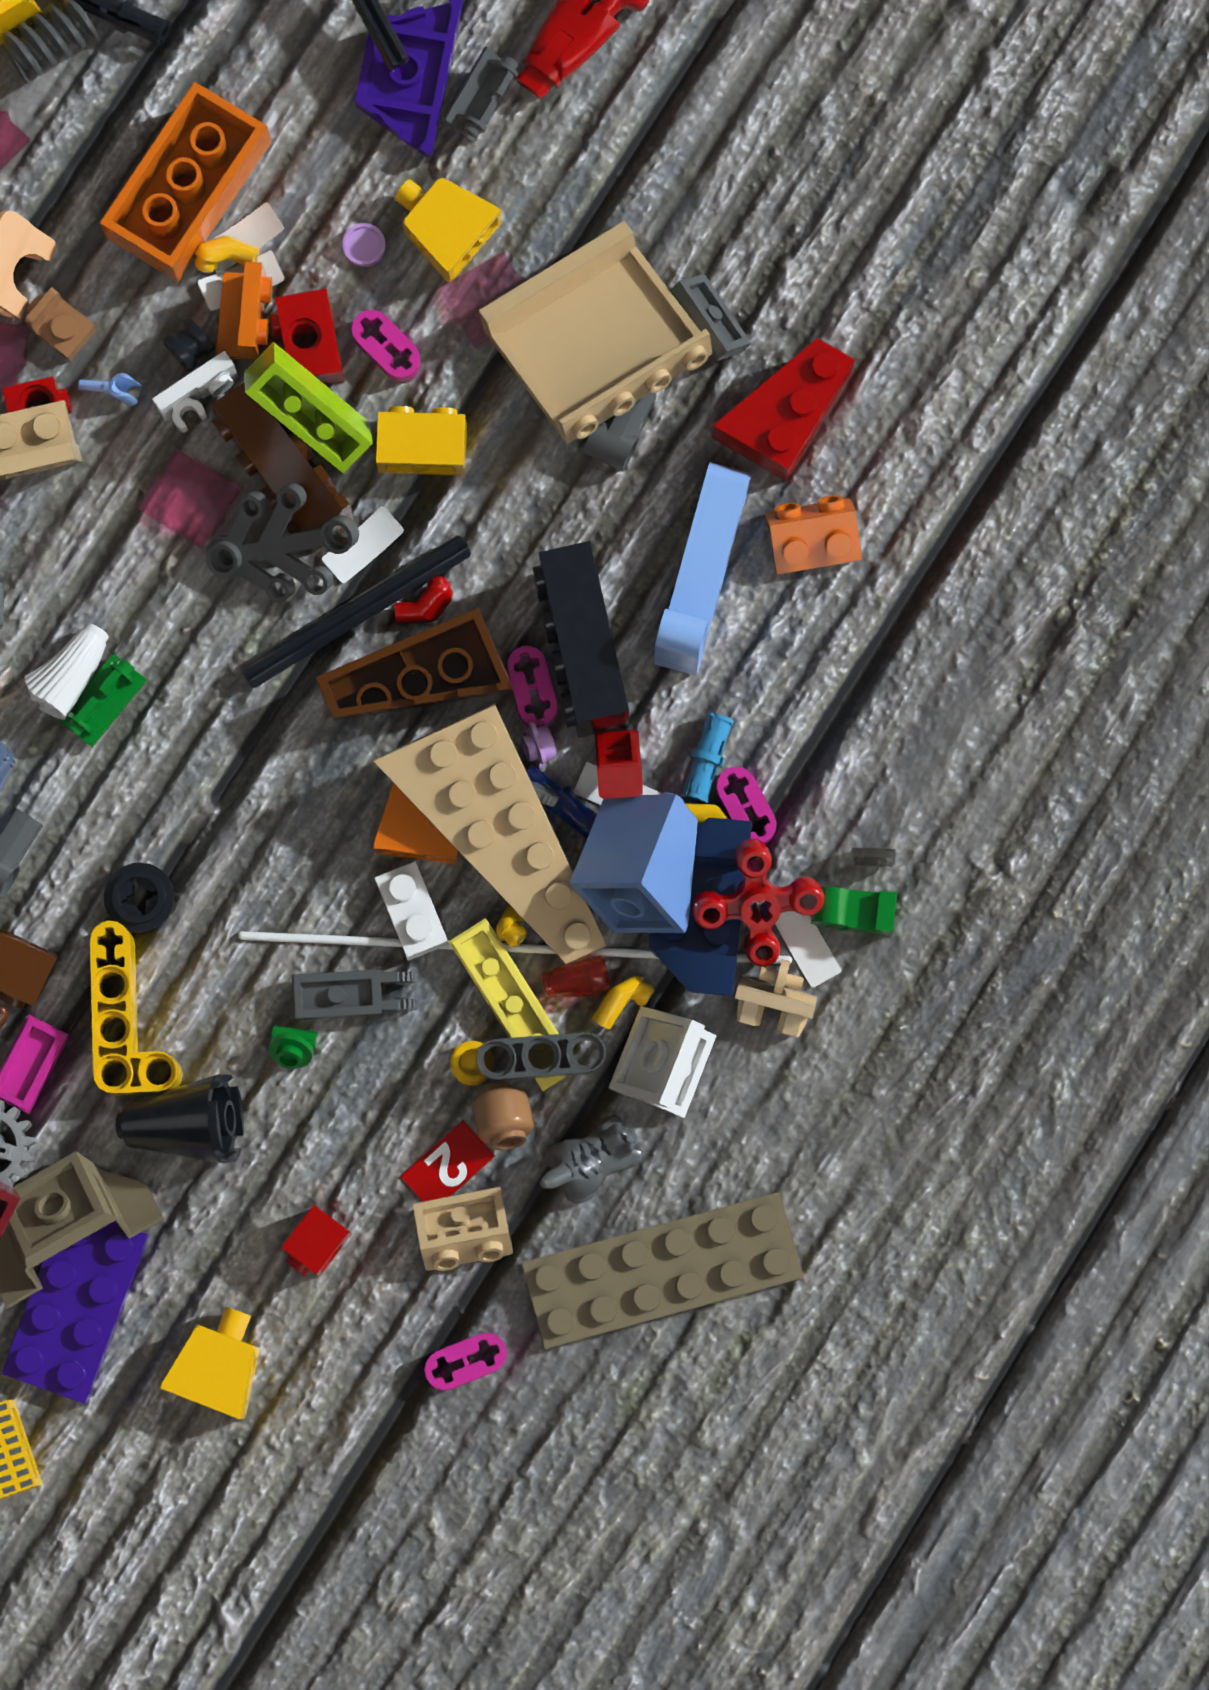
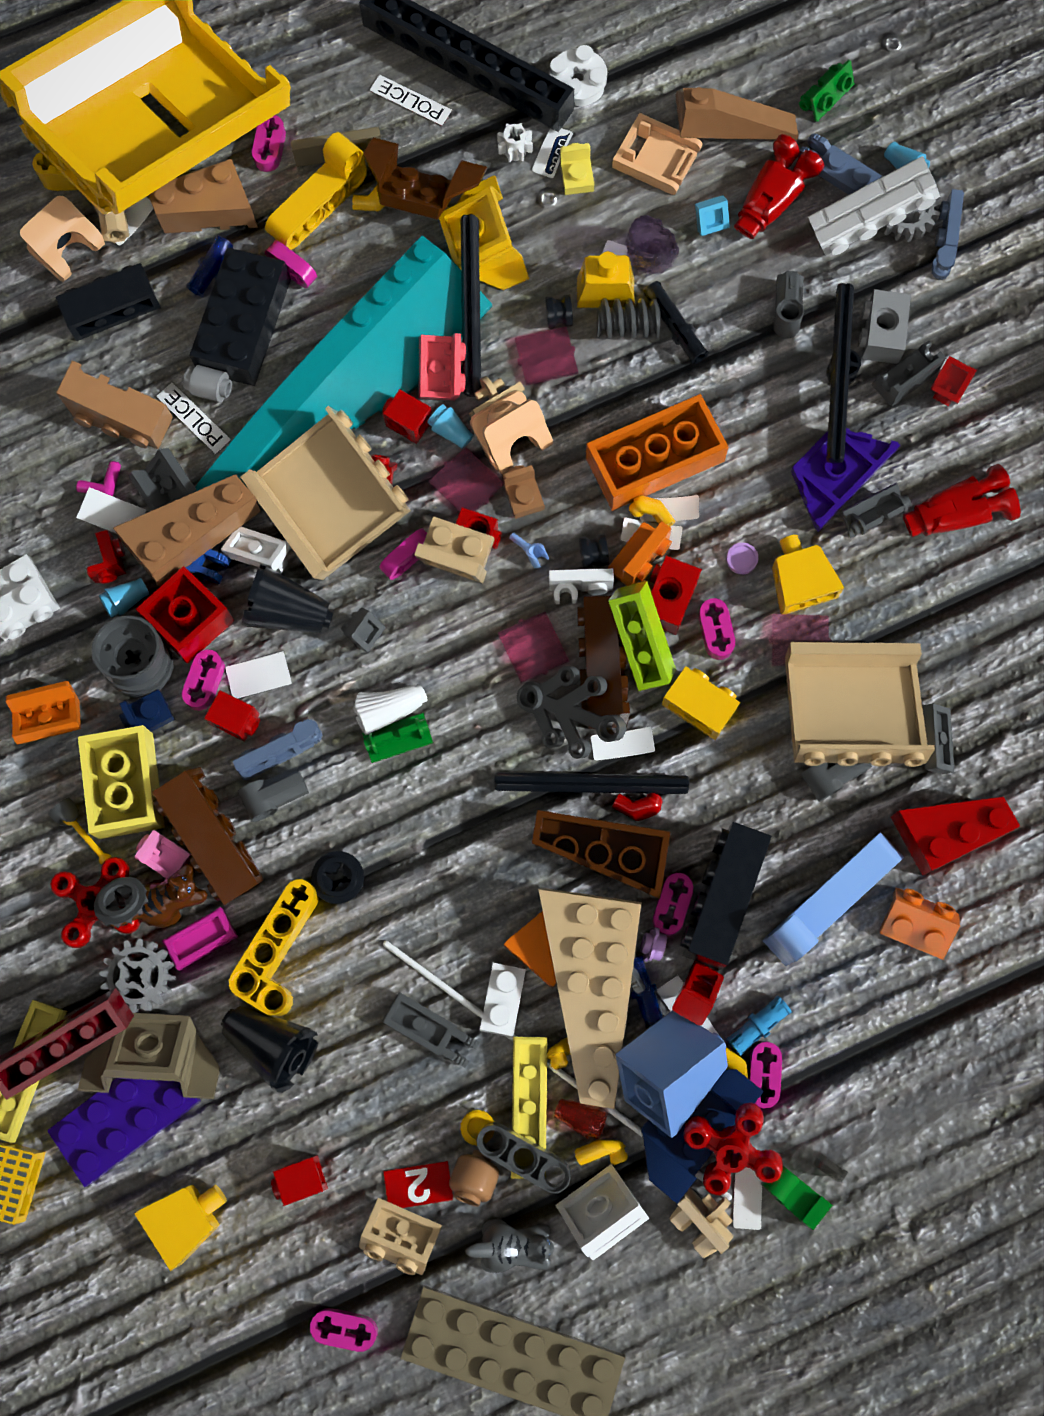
camera: 35 degrees right, 5 degrees down
(292, 1046) = (369, 1038): green plate -> none

